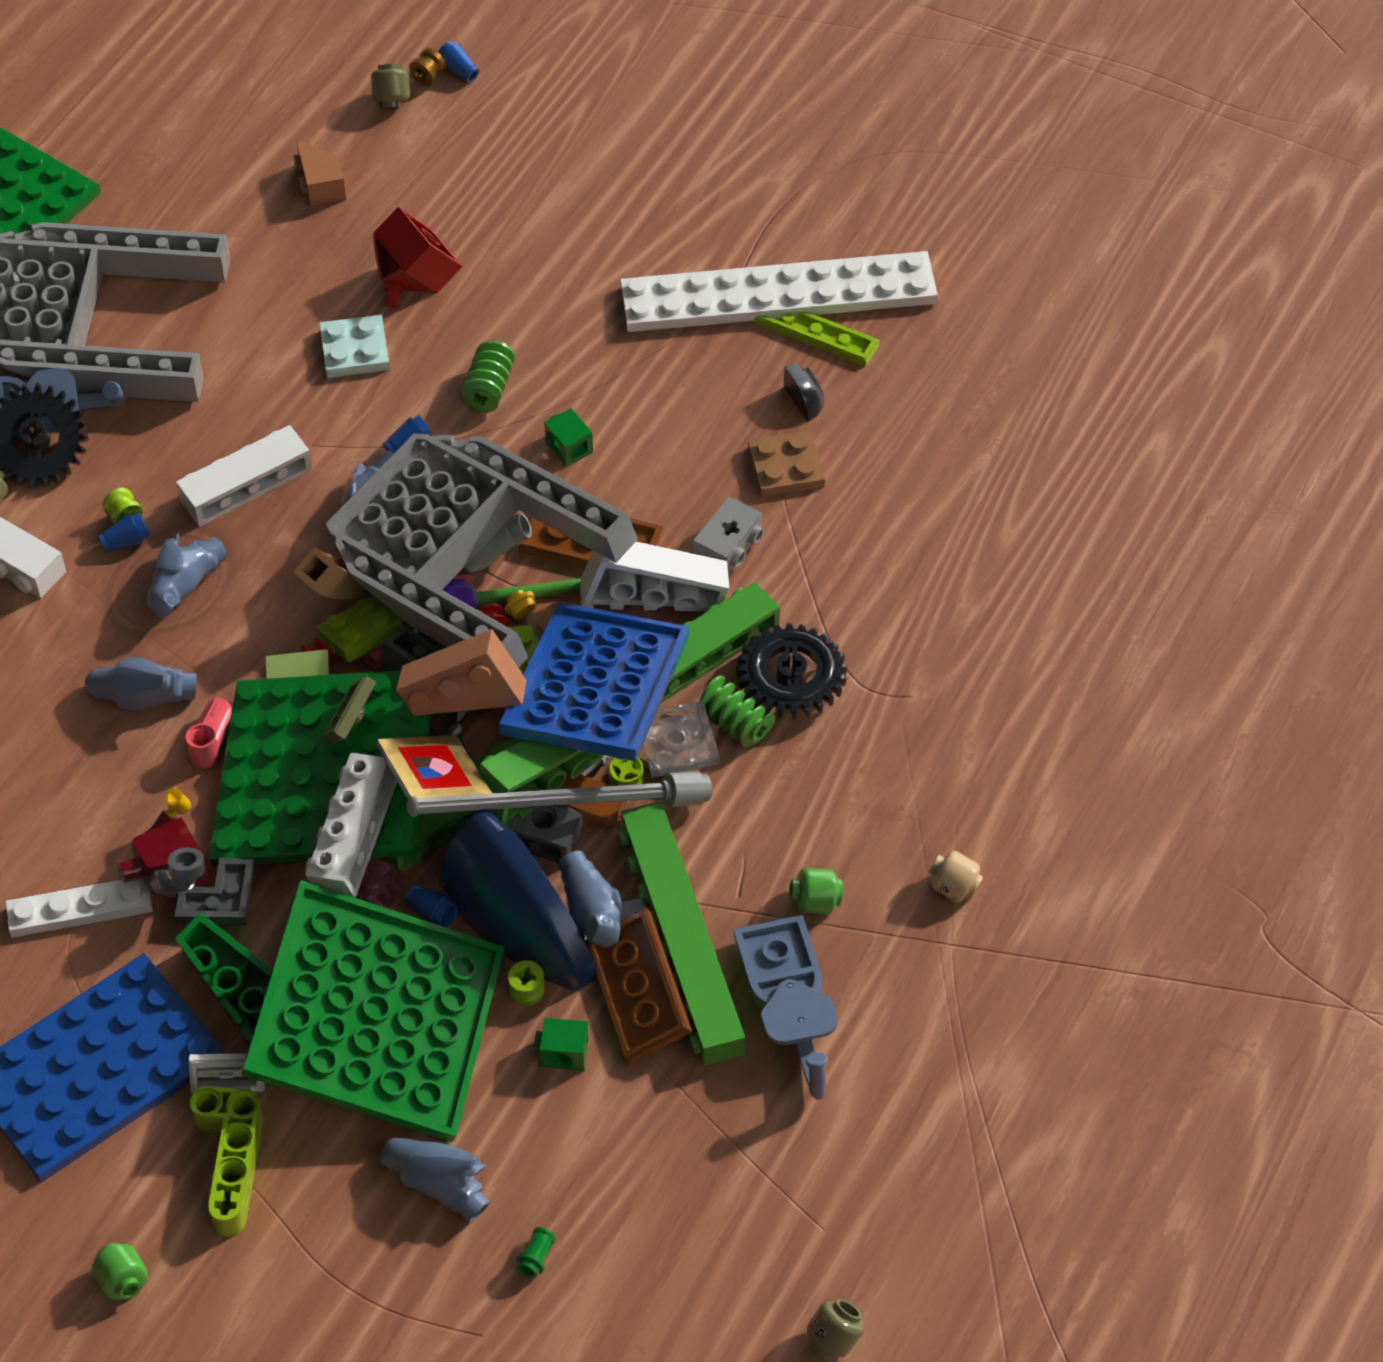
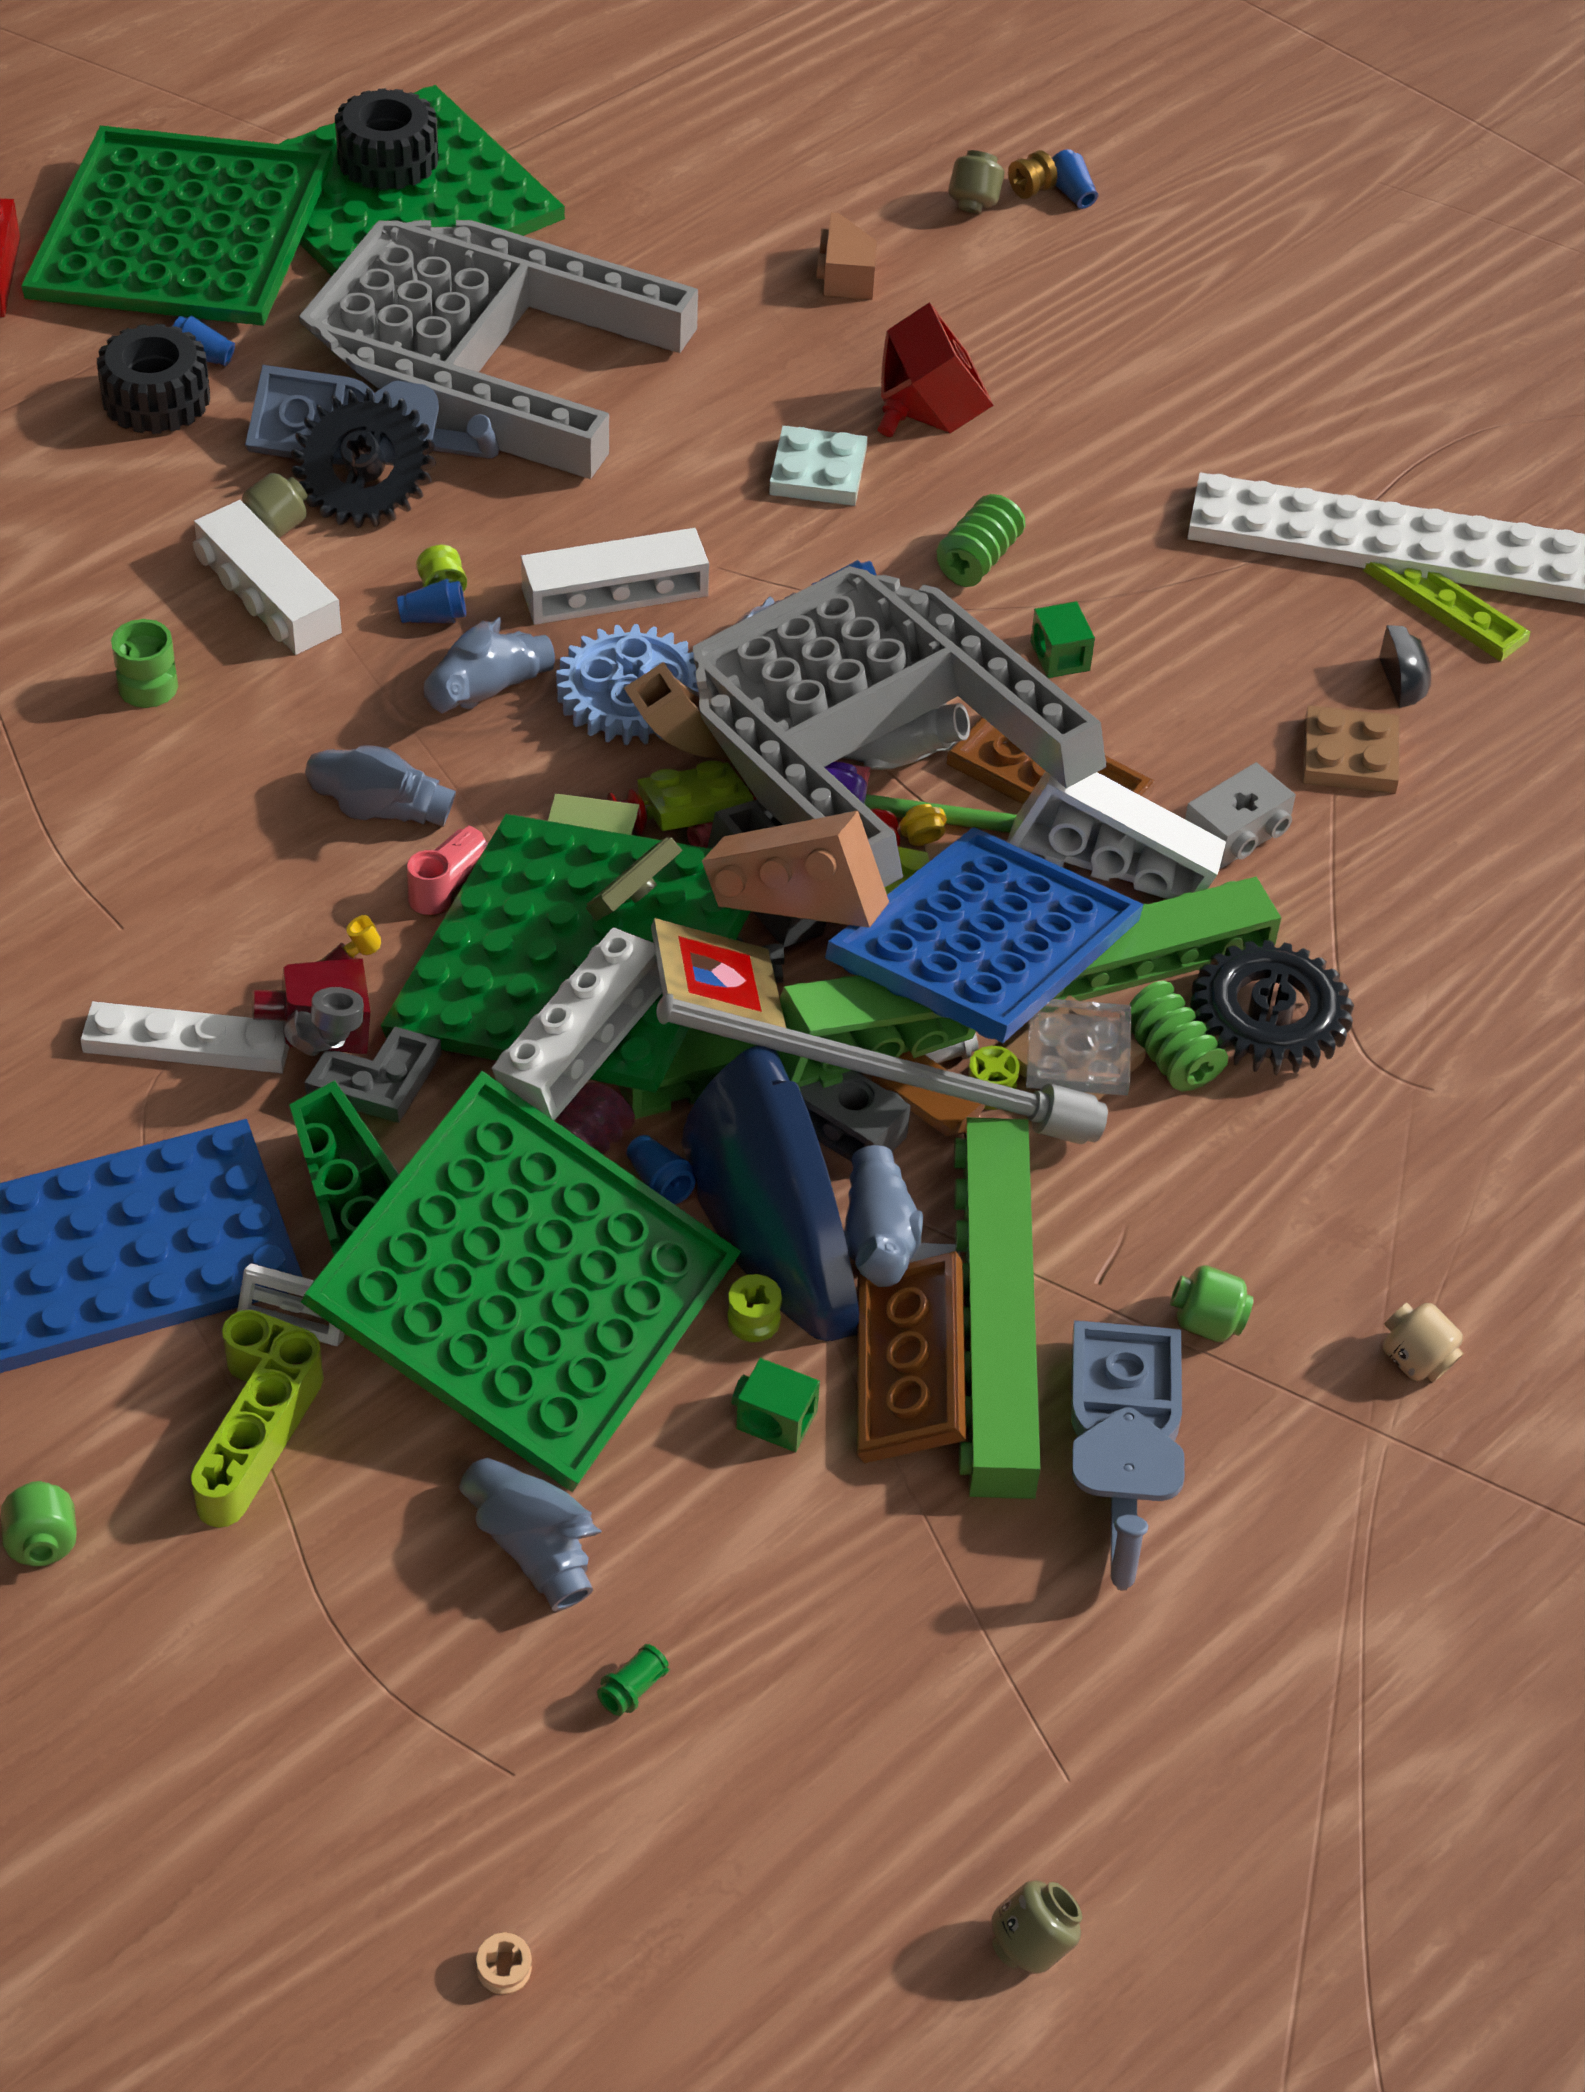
camera: 15 degrees right, 5 degrees down
(272, 551) = (595, 678): none -> light blue gear

